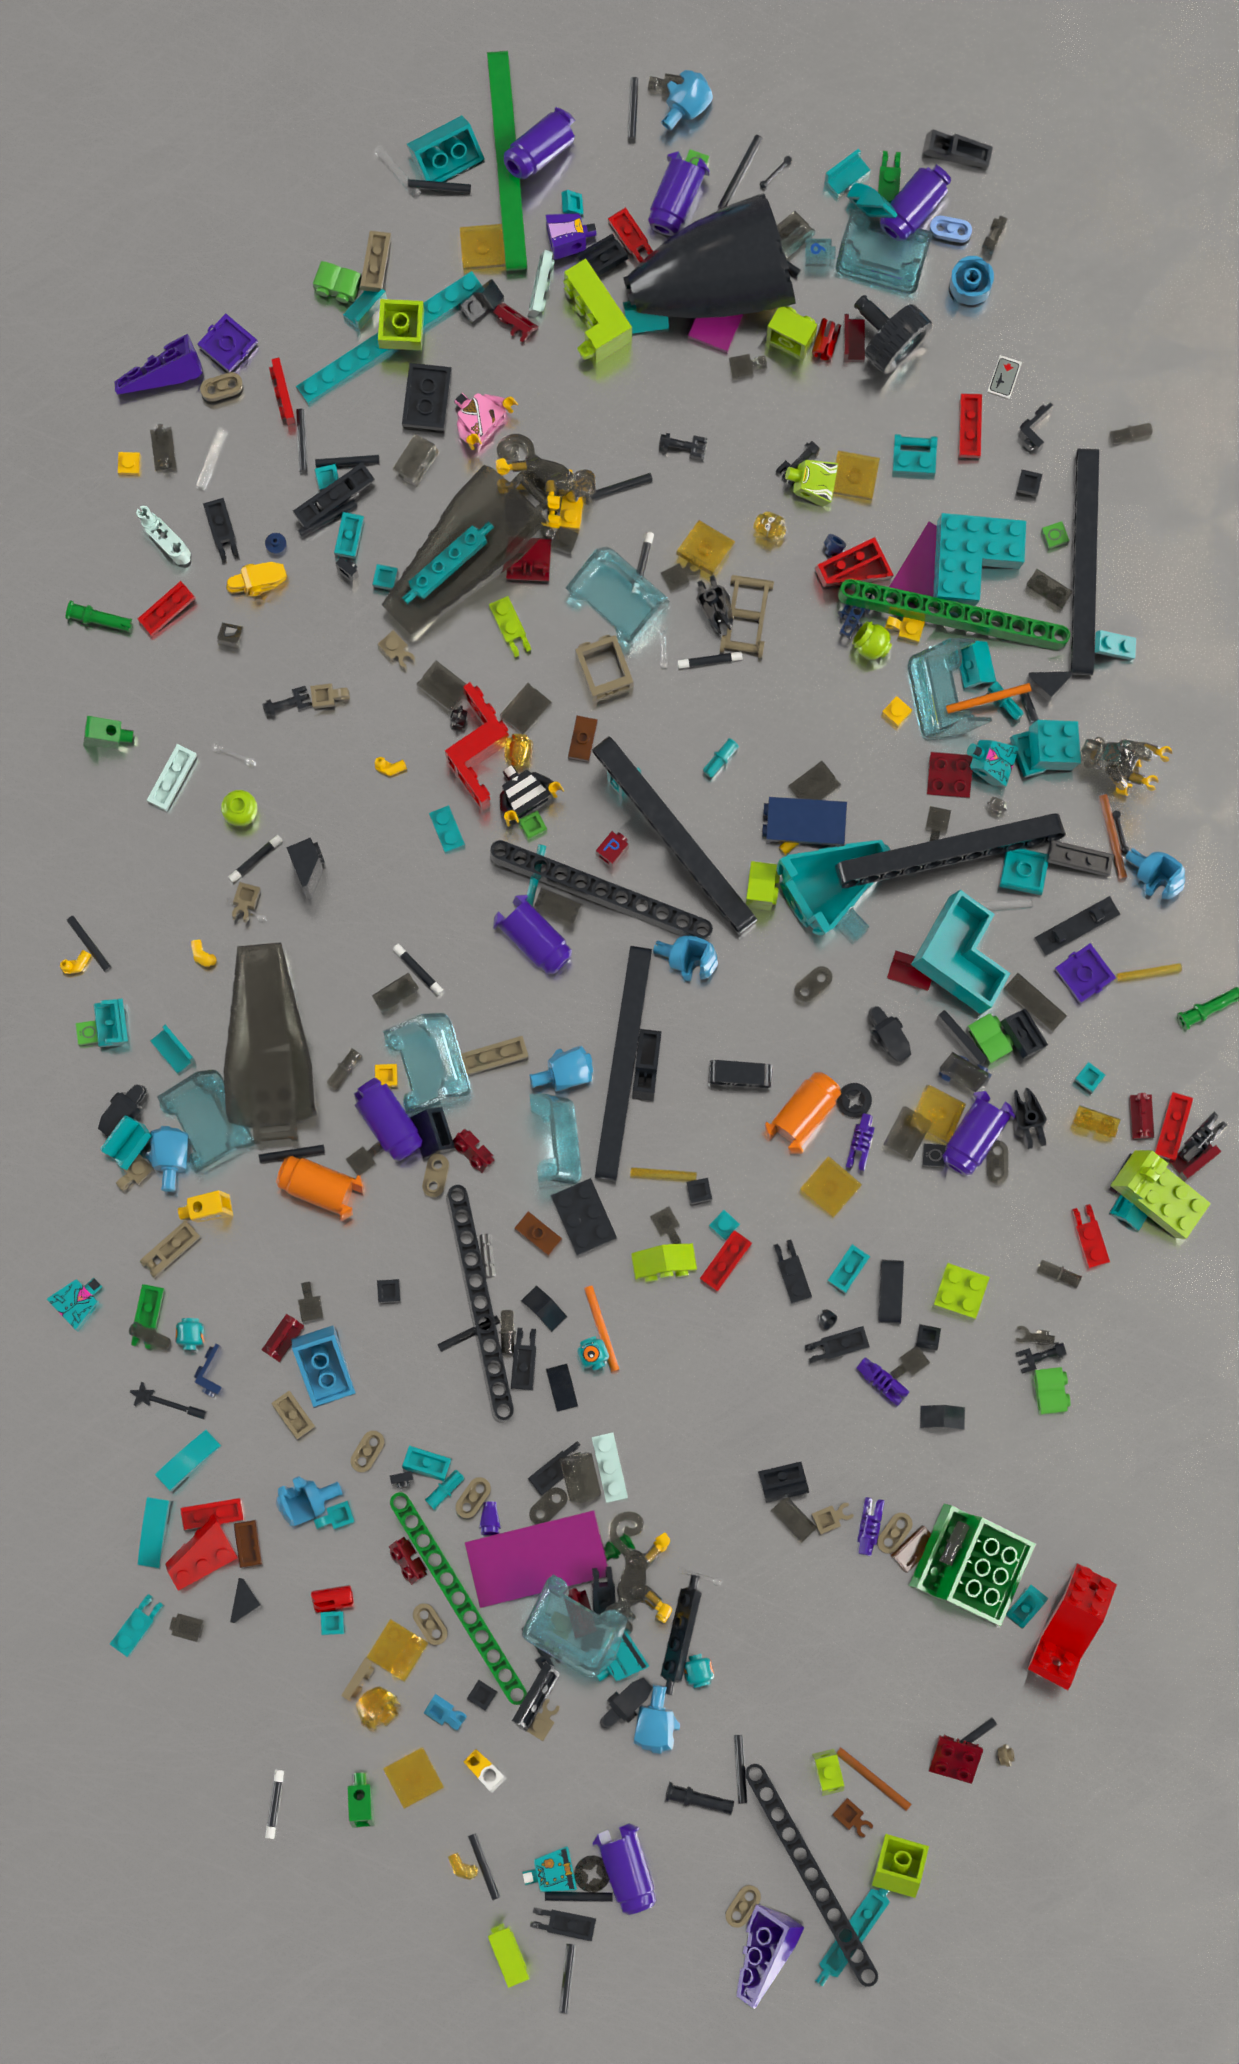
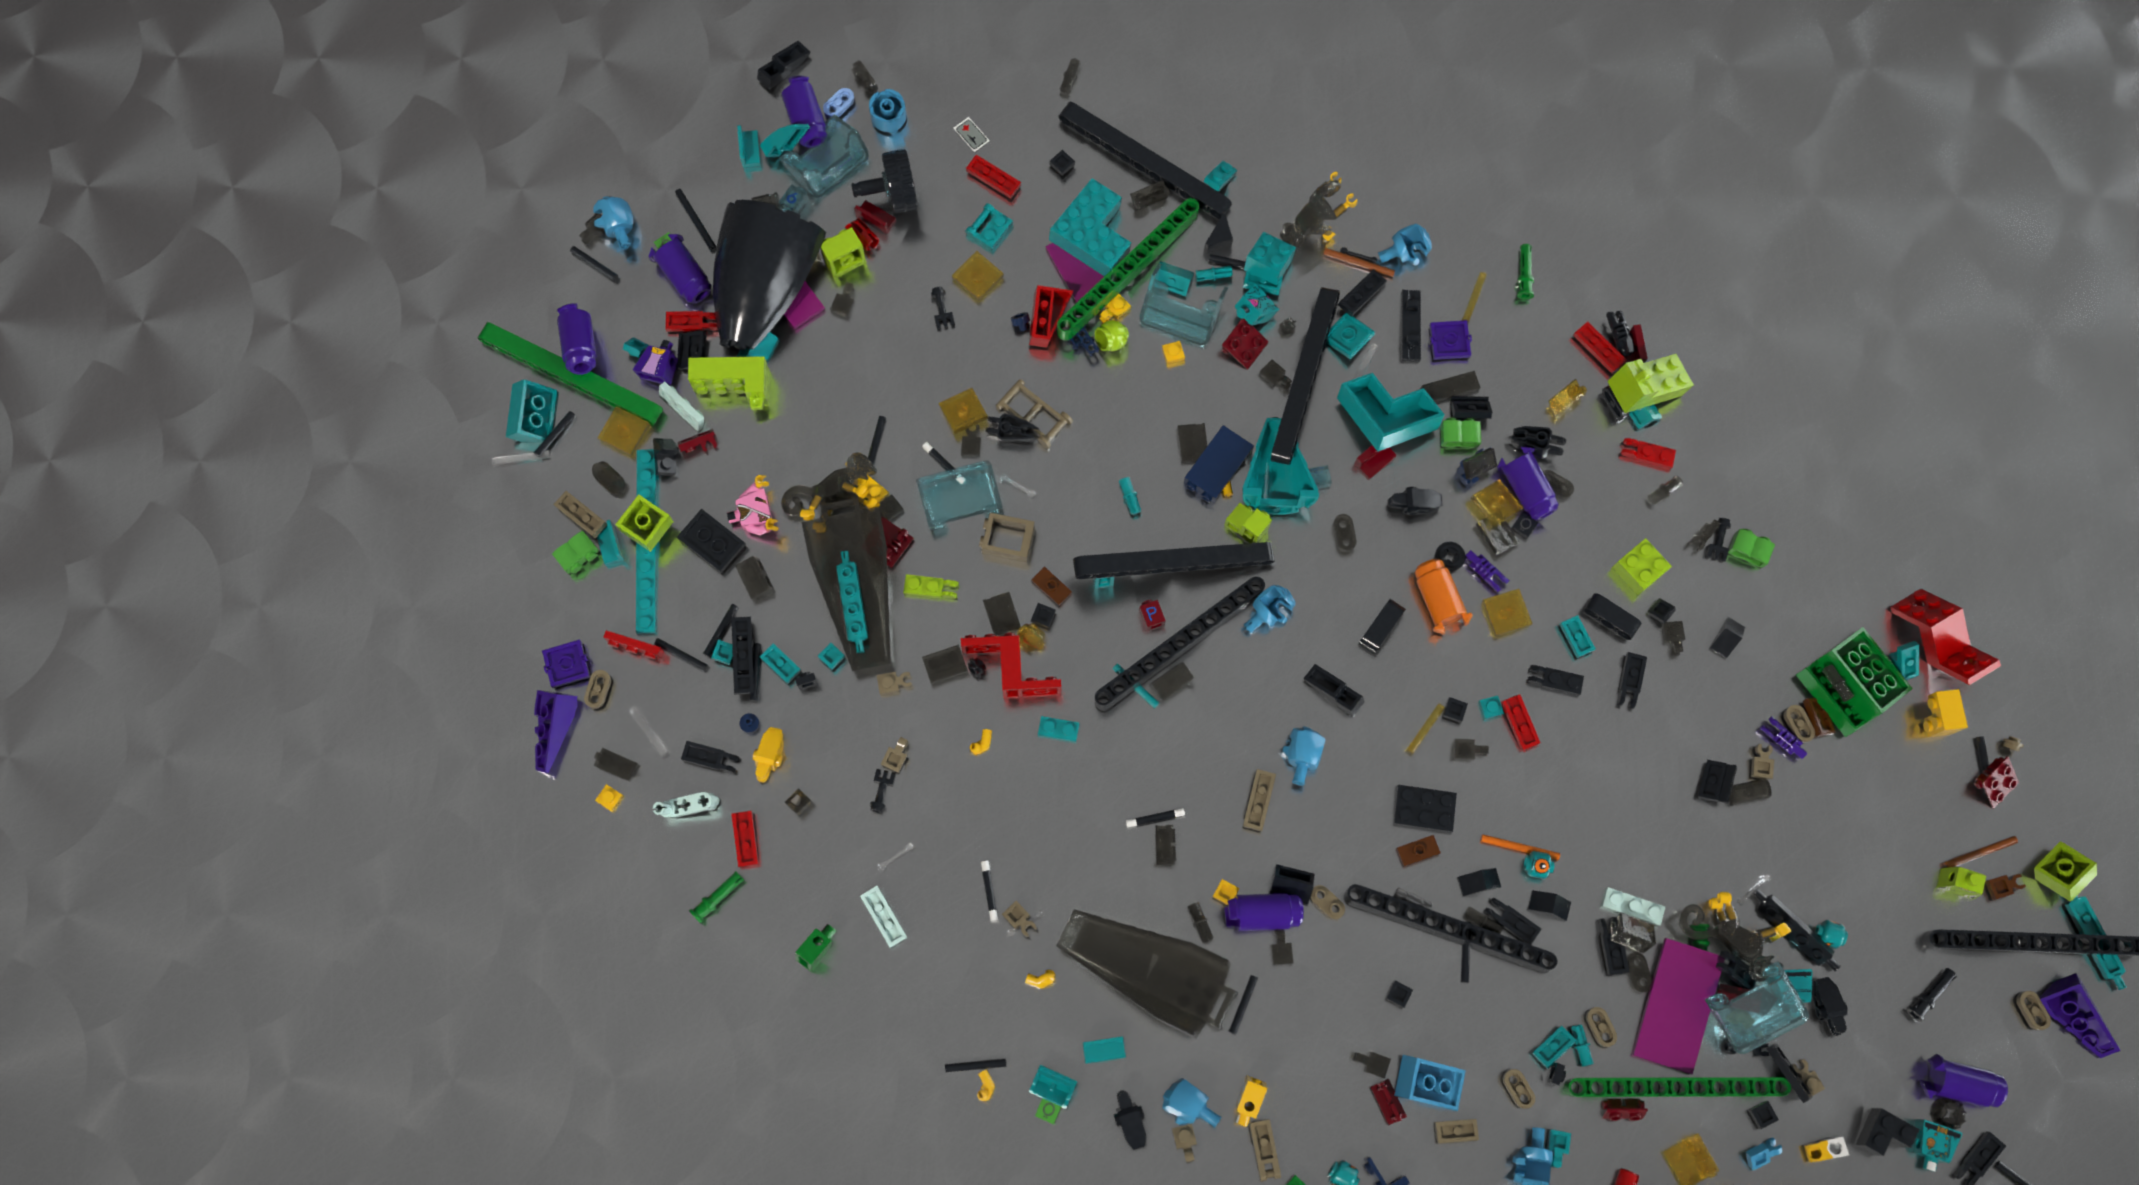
camera: 60 degrees left, 5 degrees down
(126, 1141) = (1159, 1132): teal panel -> none
(202, 1114) = (1175, 1055): clear light blue windscreen -> none
(239, 808) = (943, 877): lime piece -> none
(307, 863) = (1025, 851): black slope -> none
(318, 1185) = (1284, 998): orange piece -> none
(428, 262) = (608, 477): none -> clear smoke plate
(430, 1061) = (1237, 852): clear light blue windscreen -> none
(430, 1624) = (1683, 1122): dark tan plate -> none
(478, 1158) = (1333, 860): dark red hinge -> none
(489, 1519) = (1626, 1024): dark purple cone -> none
(525, 793) = (1068, 653): torso -> none
(532, 825) = (1095, 663): bright green tile -> none
(534, 936) = (1185, 712): dark purple piece -> none
(538, 1813) = (1884, 1128): none -> black brick
(548, 748) = (1043, 615): none -> black plate
(566, 1164) = (1382, 798): clear light blue windscreen -> none
(579, 1896) = (1965, 1129): black bar -> none
(623, 1063) = (1323, 707): black beam -> none
(656, 1724) = (1859, 991): dark azure piece -> none
(664, 1261) = (1498, 768): lime brick -> none
(693, 446) = (863, 390): black hinge -> none
(713, 659) = (1050, 458): black bar -> none
(740, 1769) = (1922, 948): black bar -> none
(770, 526) = (978, 356): clear yellow head -> none
(787, 161) = (709, 182): black hinge -> none
(814, 480) = (964, 304): lime torso -> none
(827, 1318) = (1607, 675): black hinge -> none
(882, 1381) = (1677, 663): dark purple hinge -> none
(889, 177) = (771, 120): green hinge -> none
(962, 1038) = (1449, 452): black tile -> none
(988, 698) = (1206, 281): orange bar -> none
(990, 1667) = (1947, 714): none -> yellow brick
(1030, 439) = (1028, 142): black bracket -> none
(1055, 535) = (1111, 169): bright green tile -> none
(1090, 1077) = (1529, 382): teal plate -> none
(1142, 1116) = (1579, 365): dark red hinge -> none

